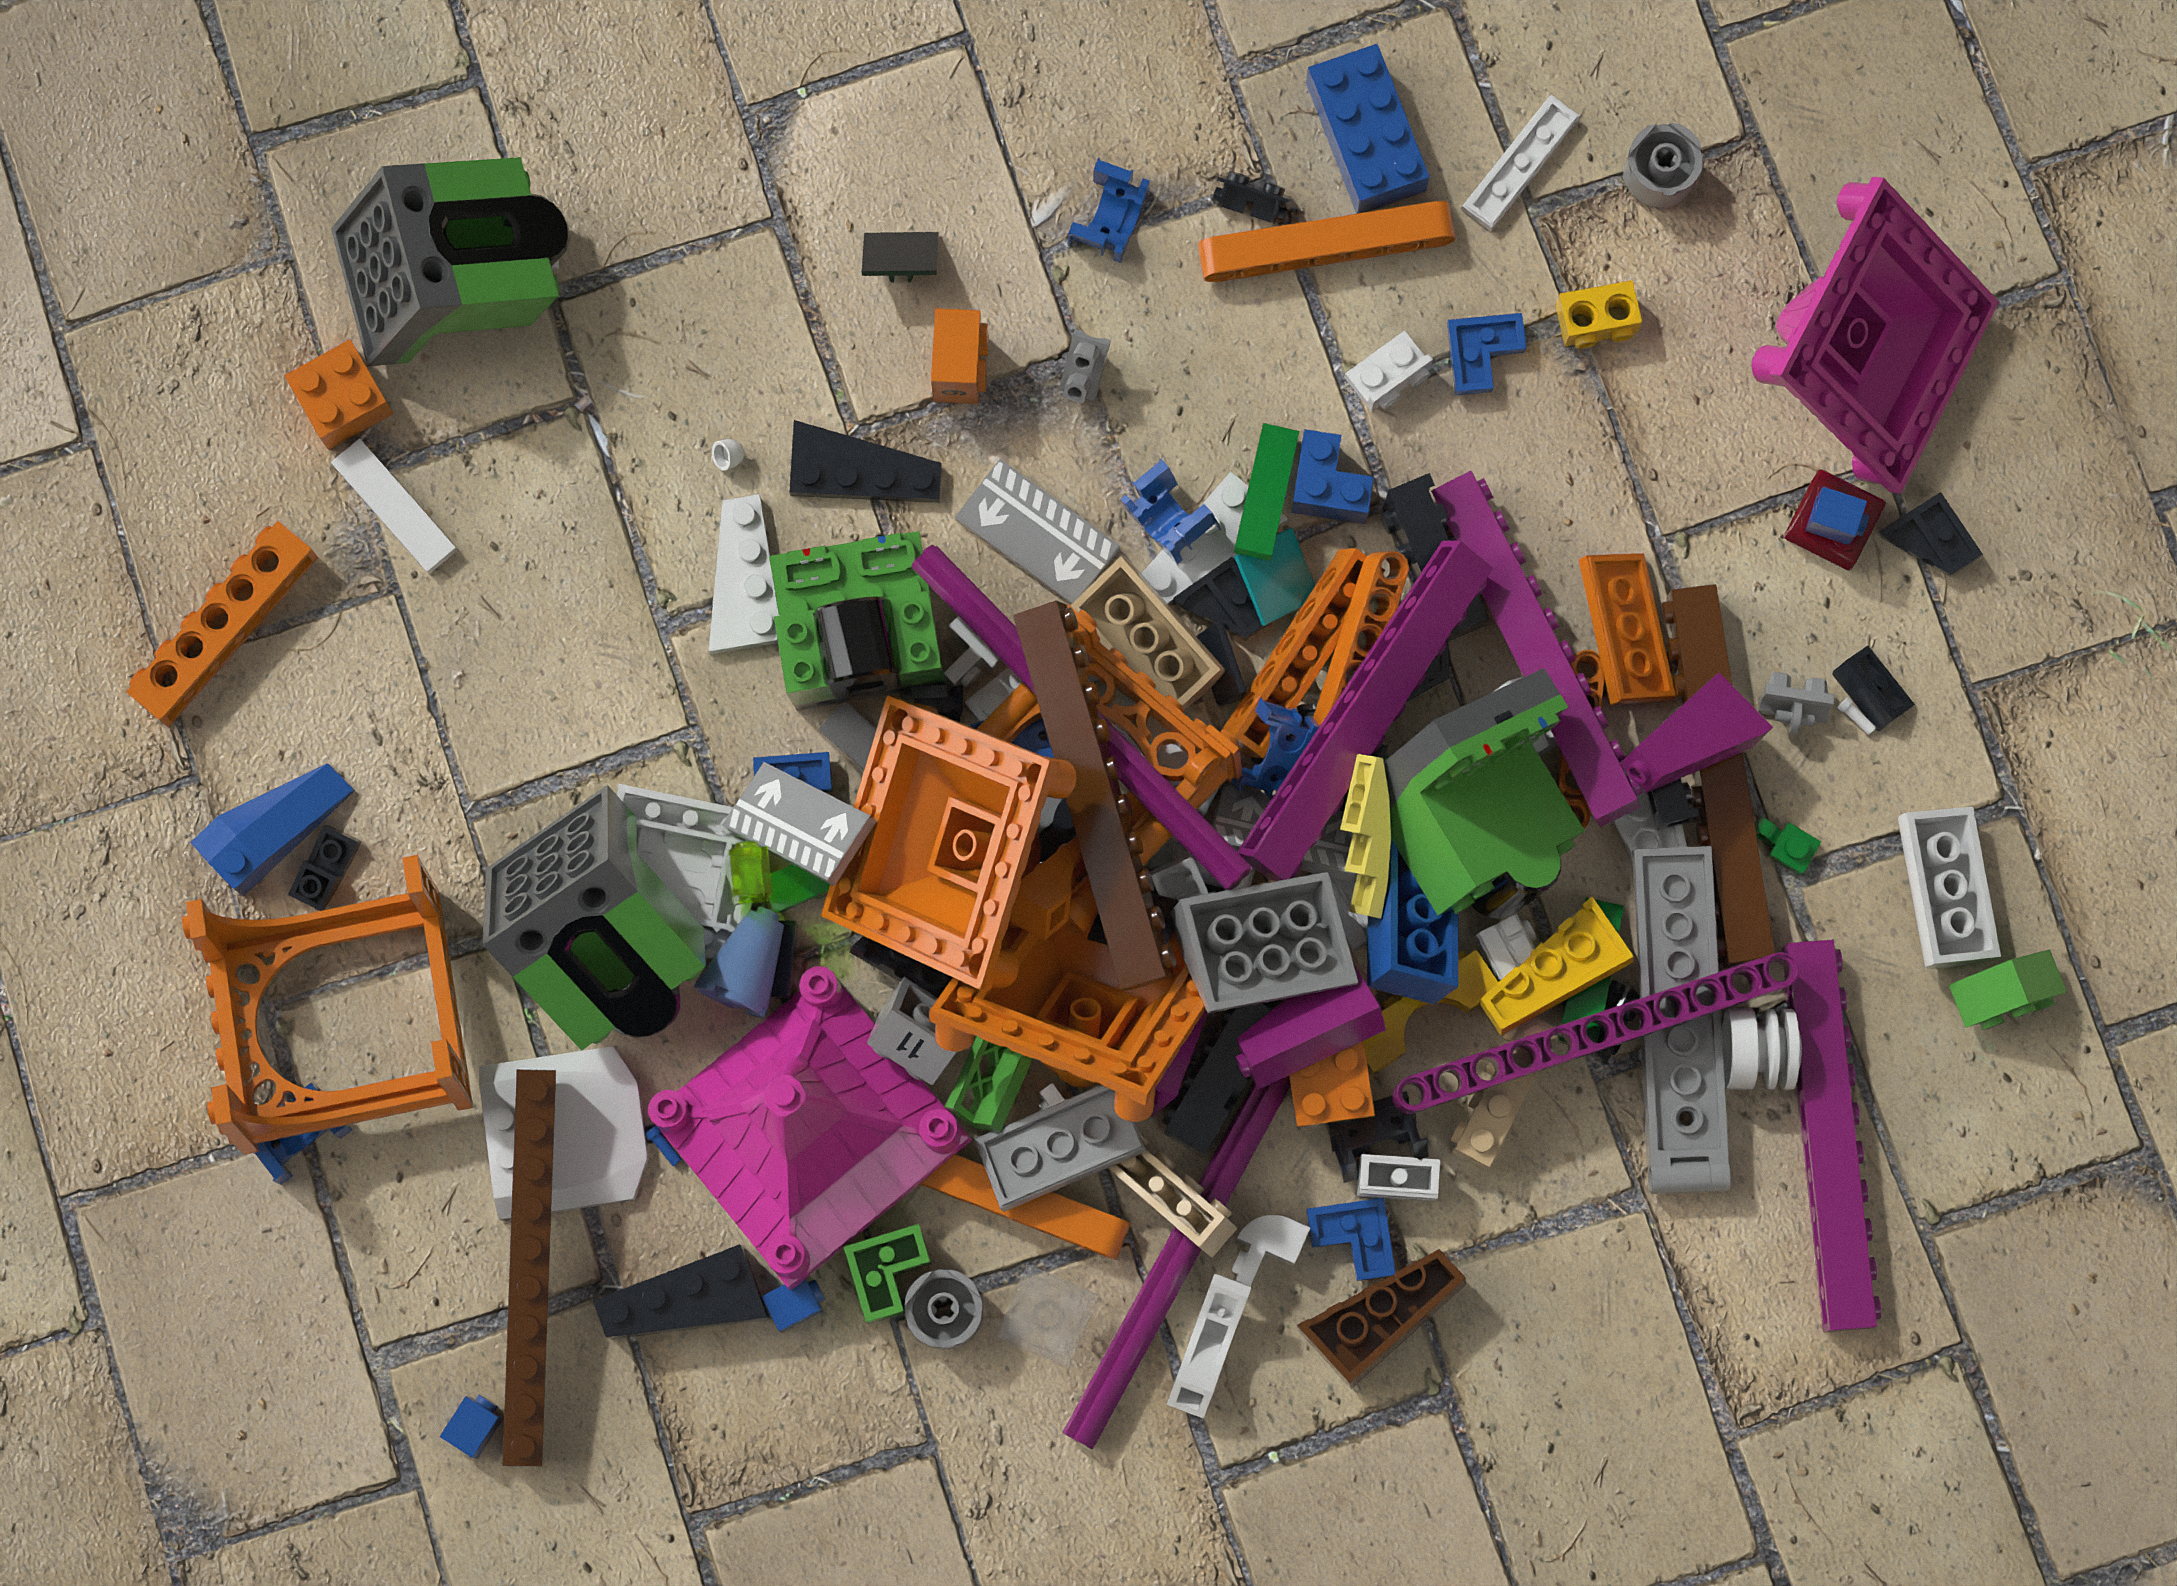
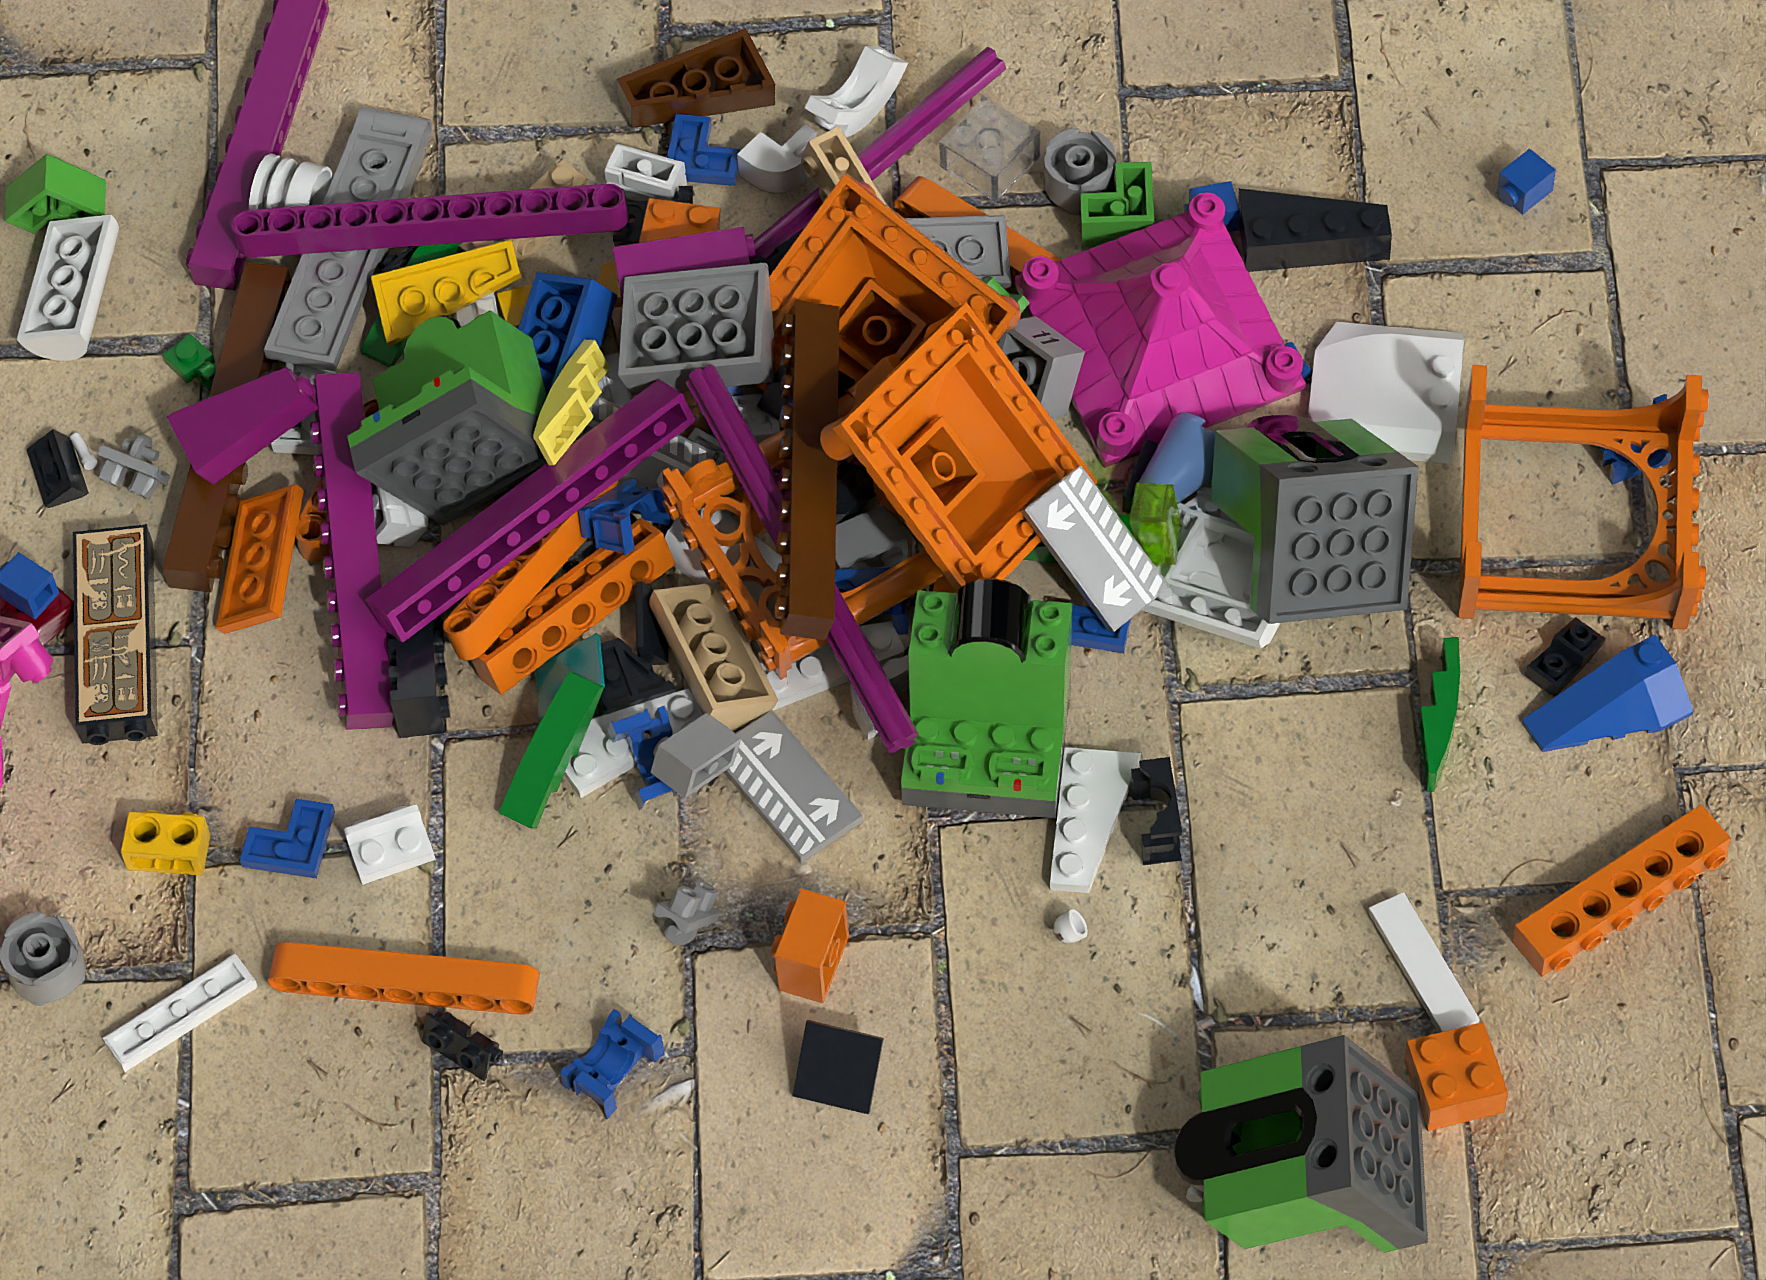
camera: 160 degrees left, 20 degrees down
(428, 755) = (1439, 719): none -> green slope
(529, 1267) = (1441, 275): reddish brown brick -> none
(683, 615) = (1156, 782): none -> black piece
(852, 468) = (958, 891): black wing -> none
(1125, 513) = (695, 754): none -> light grey brick
(1322, 489) = (492, 751): blue brick -> none
(1367, 129) = (320, 1072): blue brick -> none
(1737, 515) = (114, 635): none -> brick

